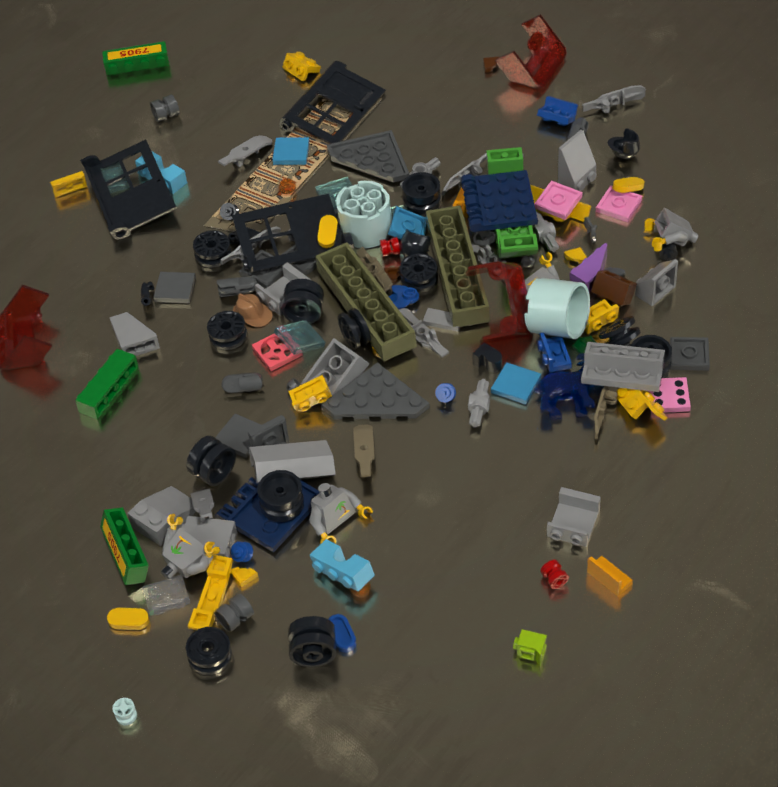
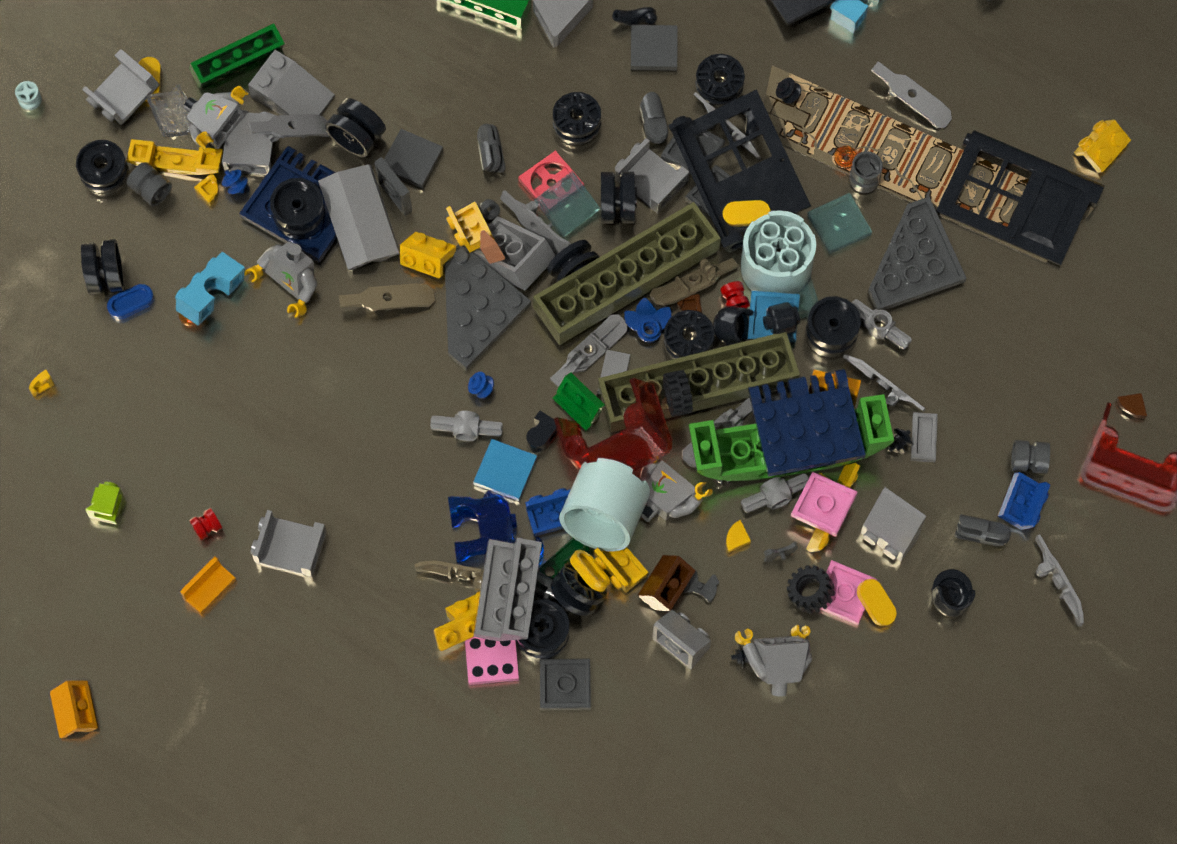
camera: 80 degrees right, 20 degrees up
(135, 632) = (122, 90): none -> light grey panel
(252, 310) = (615, 144): medium nougat piece -> none
(291, 151) = (919, 153): dark azure tile -> none
(303, 172) = (865, 172): none -> dark grey wheel
(305, 362) = (527, 217): none -> light grey piece
(329, 422) = (425, 254): none -> yellow bracket
(334, 373) = (490, 248): none -> nougat slope
(413, 699) = (41, 383): none -> yellow tile
(415, 214) = (781, 318): none -> black head
(466, 332) = (578, 401): none -> green plate
(470, 251) = (677, 393): none -> black tyre
(526, 106) = (1030, 456): none -> dark grey wheel
(588, 269) = (705, 555): medium lavender slope -> none
(606, 324) = (590, 570): none -> yellow tile
(619, 223) = (817, 600): none -> black tyre
(719, 674) = (73, 708): none -> light orange panel

